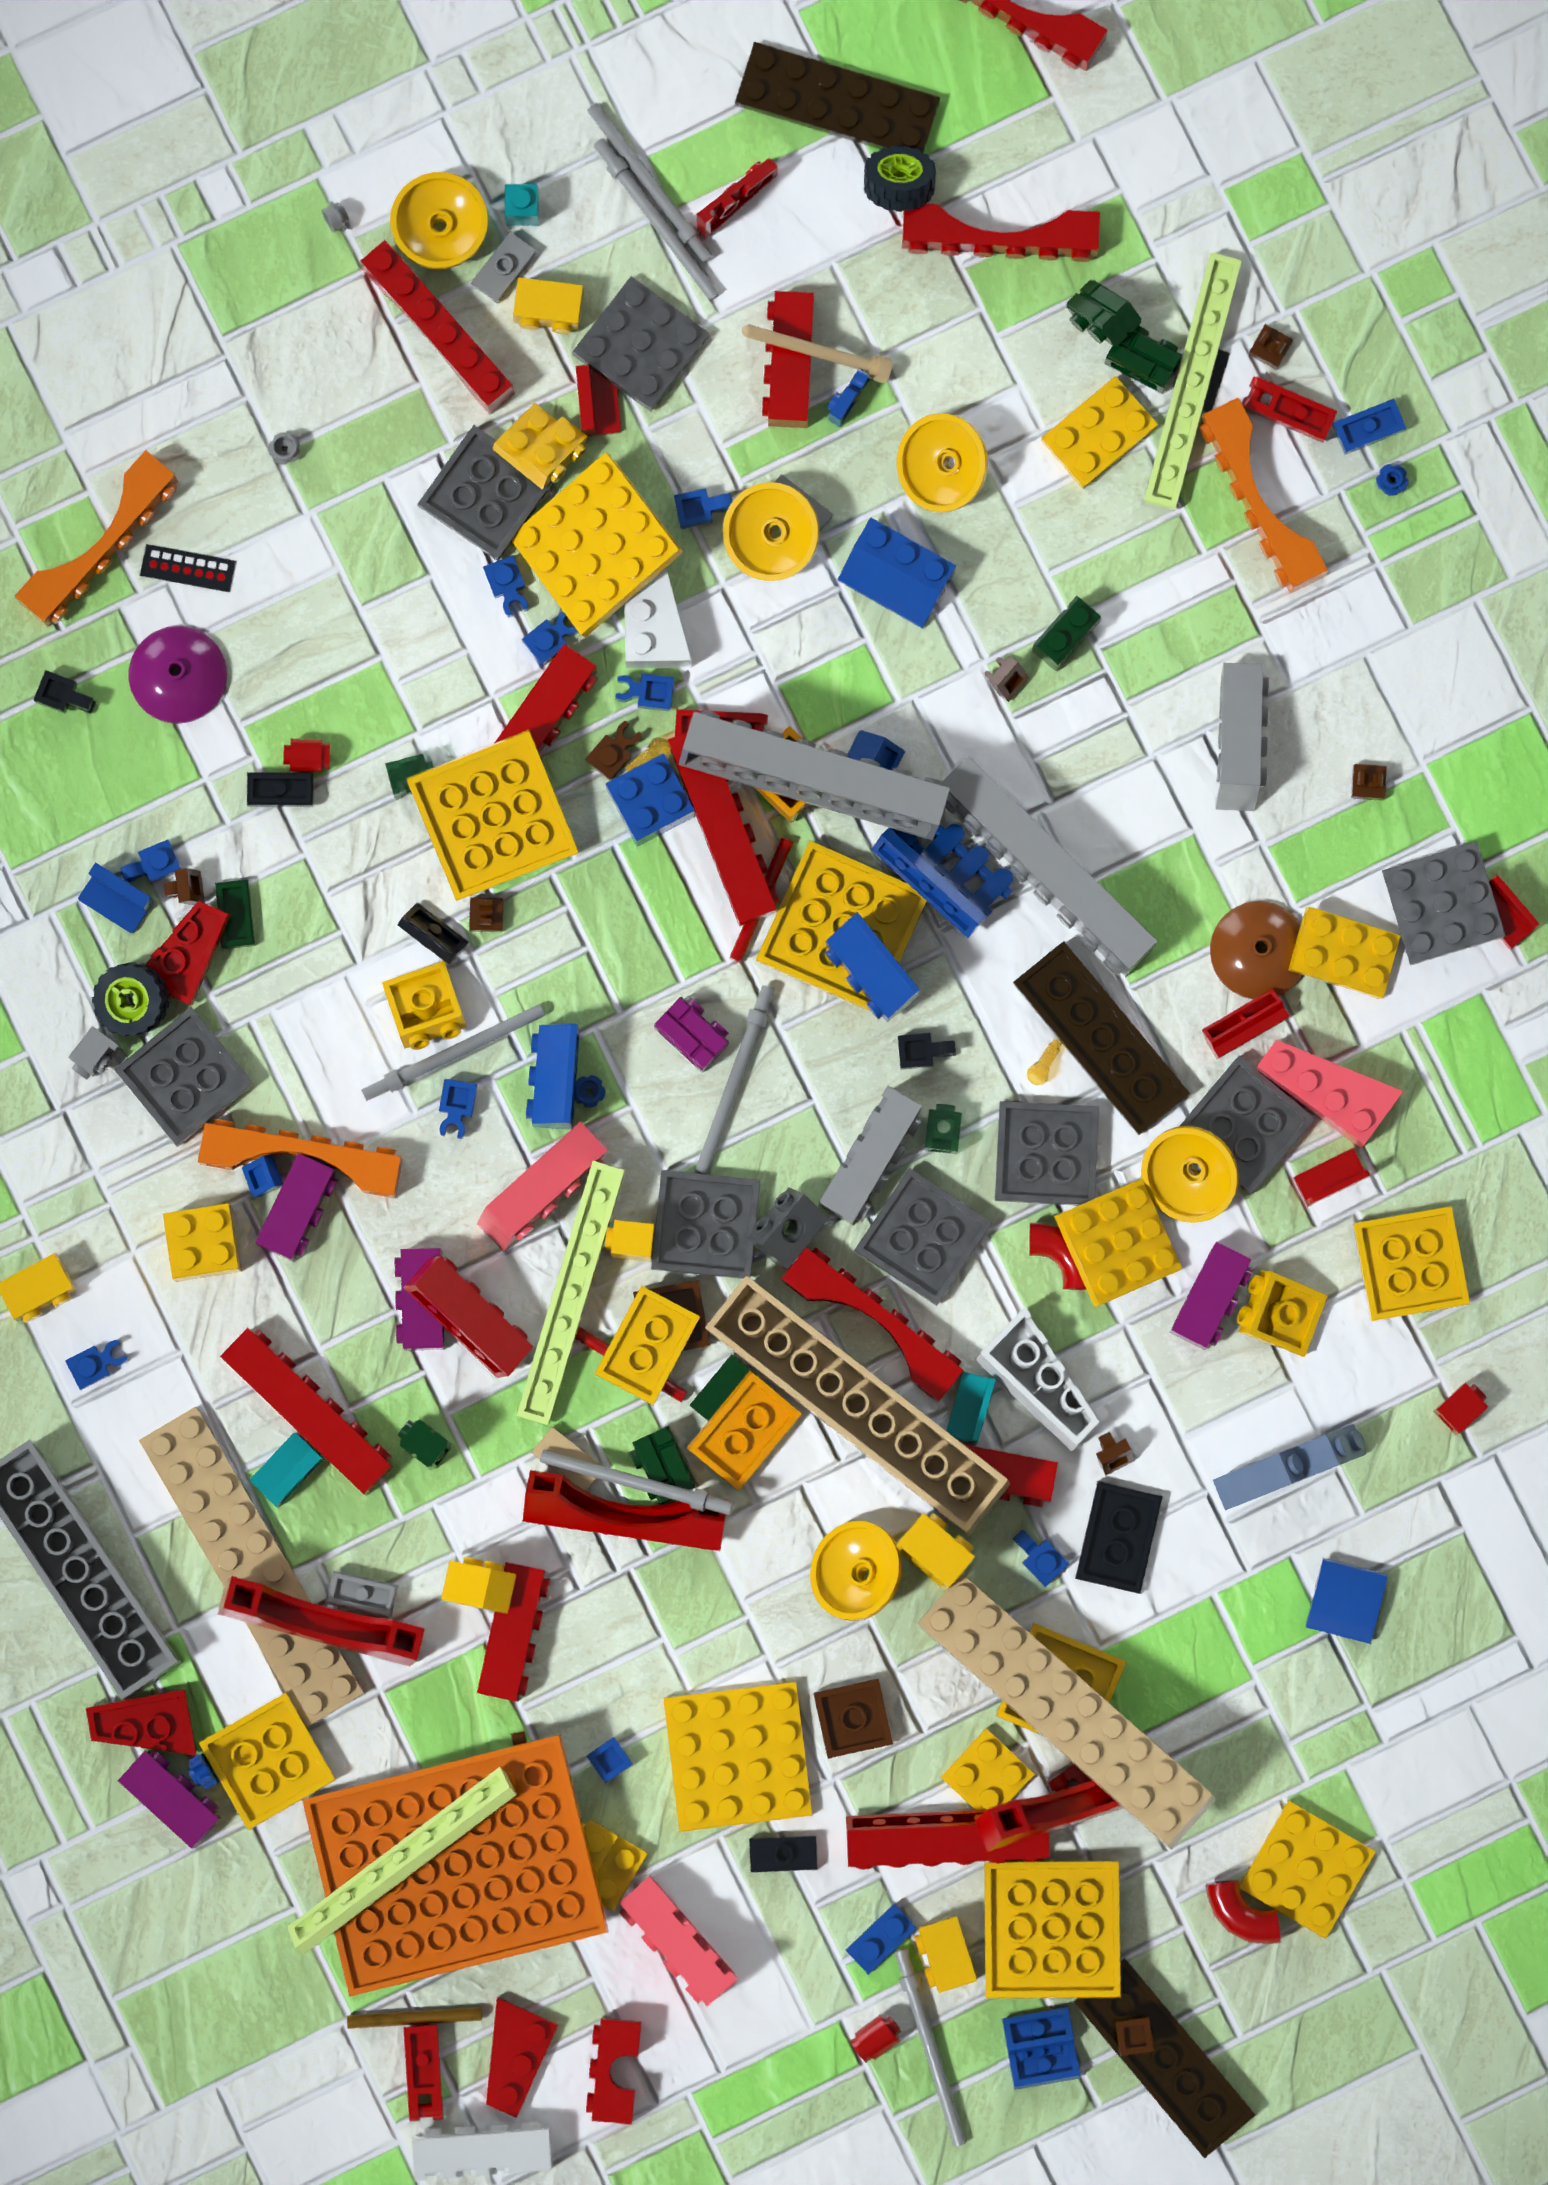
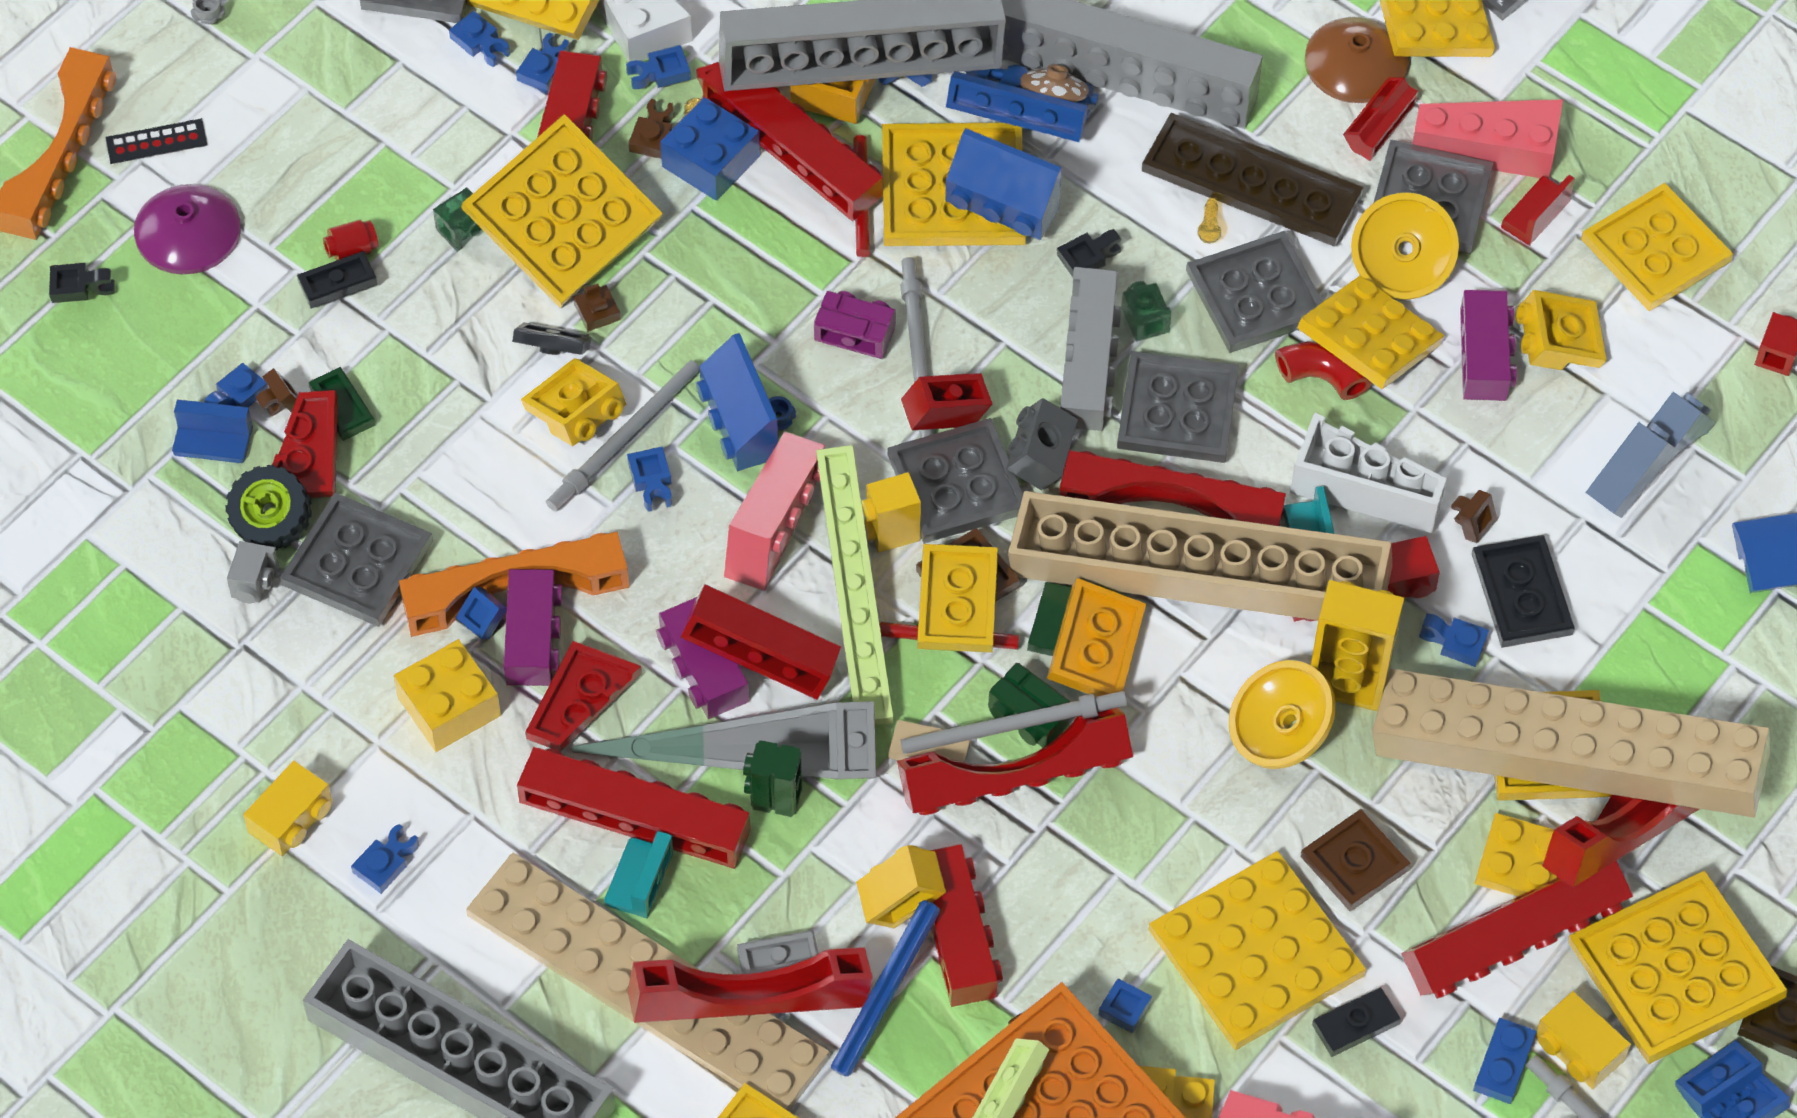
camera: 25 degrees left, 25 degrees down
(308, 1286) = (578, 694): none -> red wing
(428, 1664) = (885, 988): none -> blue axle
(467, 1415) = (833, 740): none -> light grey plate
(726, 1154) = (946, 401): none -> red brick
(968, 878) = (1056, 83): none -> medium nougat dish

